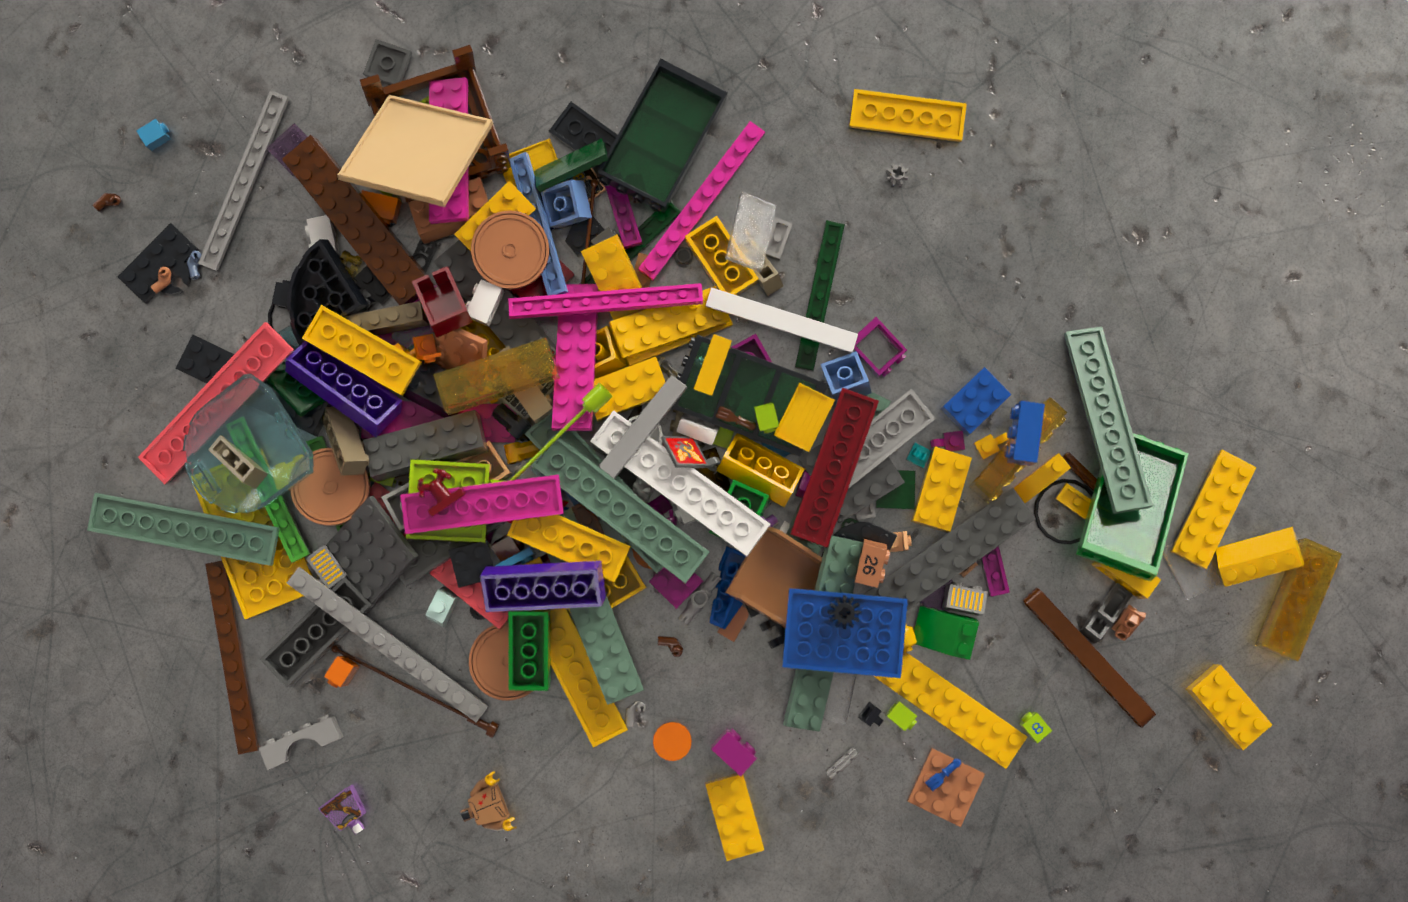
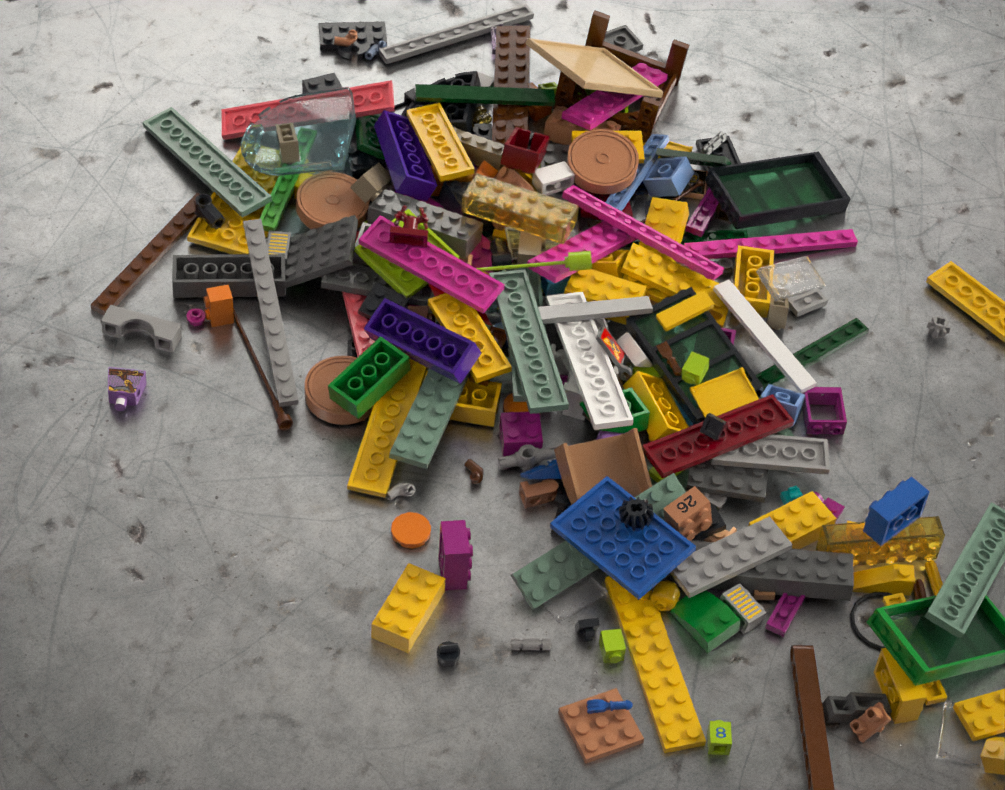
camera: 35 degrees right, 35 degrees down
(242, 585) = (207, 211): none -> black piece
(334, 691) = (195, 317): none -> dark pink plate
(351, 263) = (484, 95): none -> dark green tile
(442, 606) = (331, 324): light aqua torso -> none
(488, 806) = (230, 458): medium nougat torso -> none
(568, 125) = (714, 143): none -> axle
(795, 828) = (448, 653): none -> black piece
(830, 471) = (713, 426): none -> black tile
(902, 496) = (750, 510): dark green tile -> none
(932, 571) = (731, 556): none -> light grey plate
(975, 401) = (863, 488): blue brick -> none
(1079, 445) = (934, 576): none -> yellow axle

